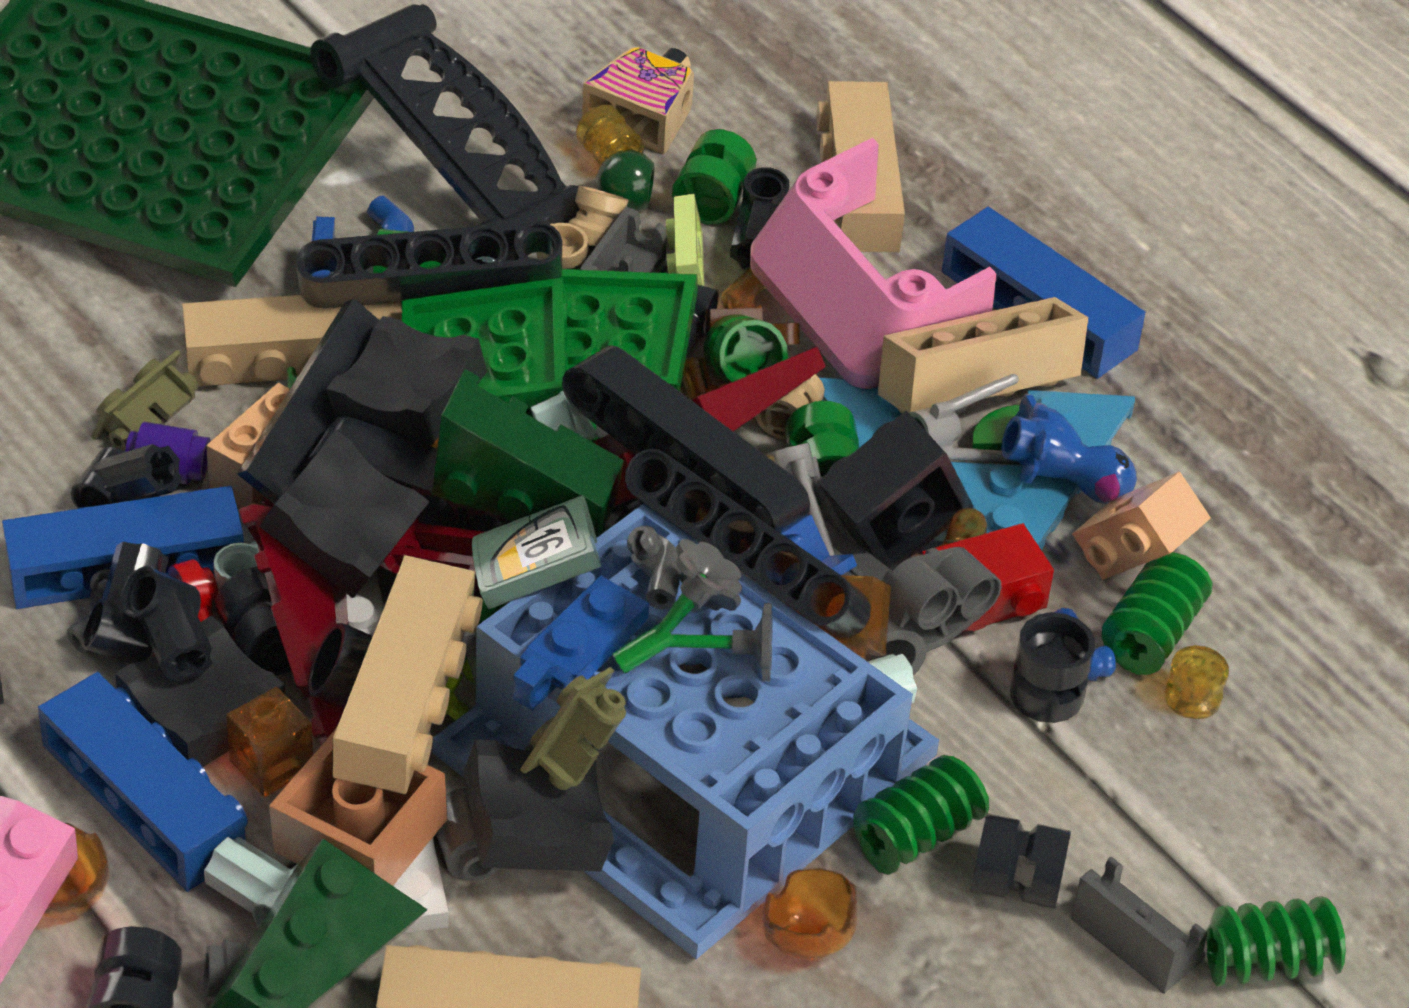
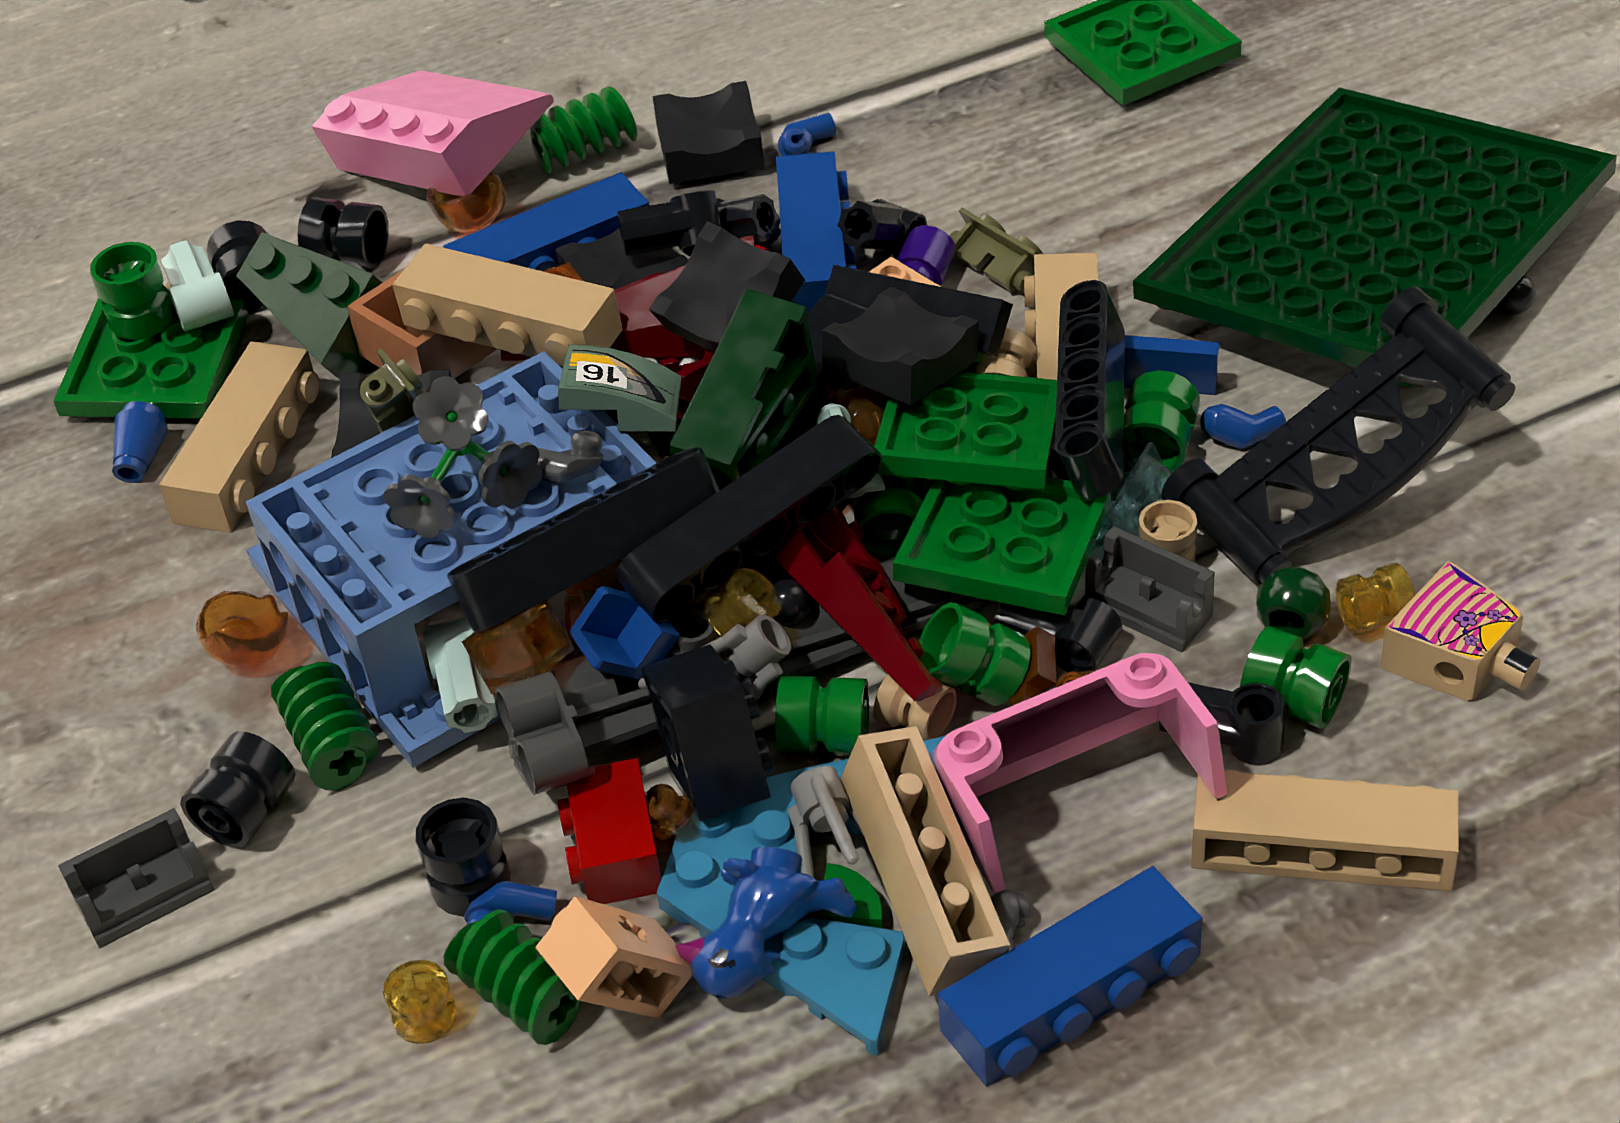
camera: 110 degrees right, 0 degrees up
(578, 640) = (510, 409): blue hinge -> none
(596, 212) = (1233, 558): tan wheel -> none
(686, 237) = (1195, 645): yellowish green plate -> none
(1274, 936) = (57, 978): green piece -> none

